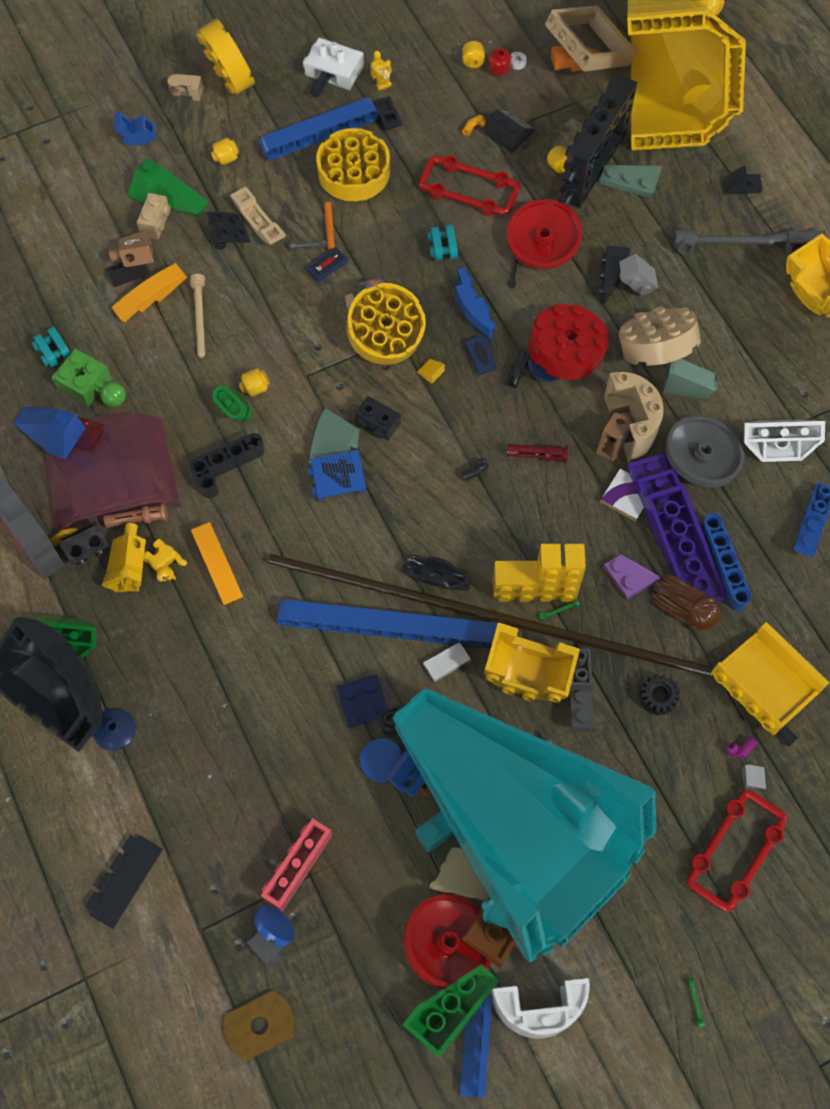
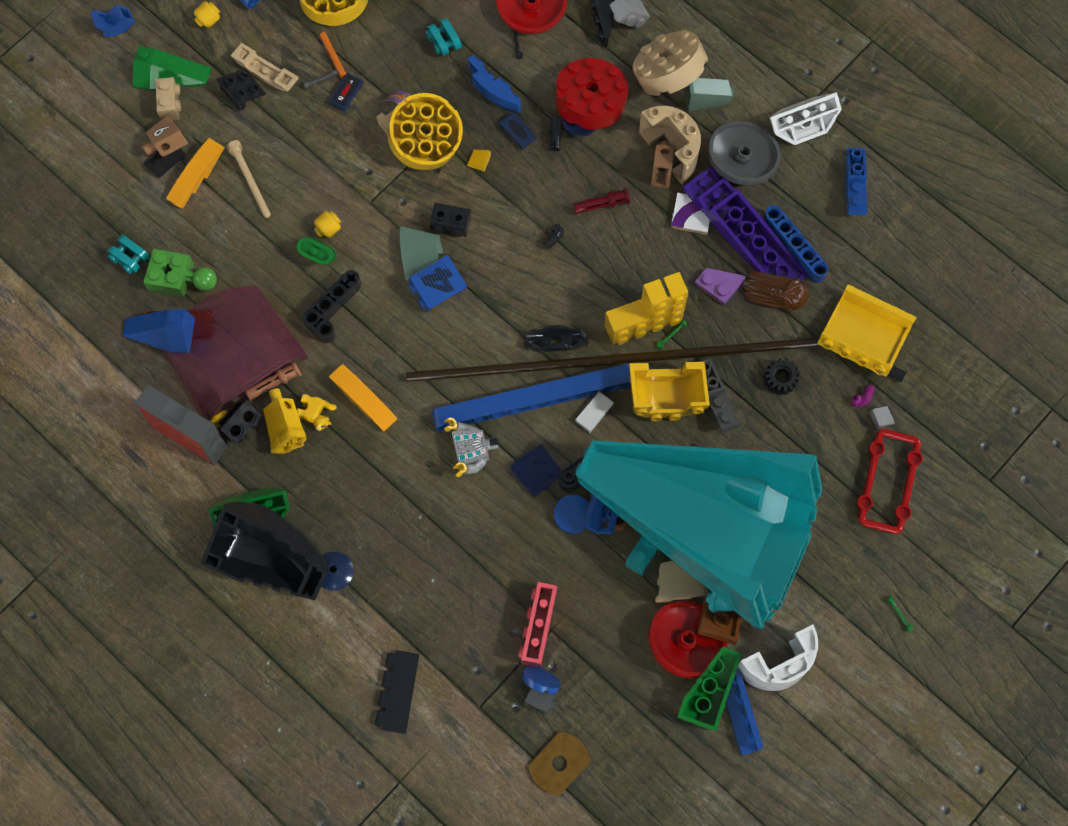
camera: 20 degrees left, 5 degrees up
(302, 652) = (470, 446): none -> torso

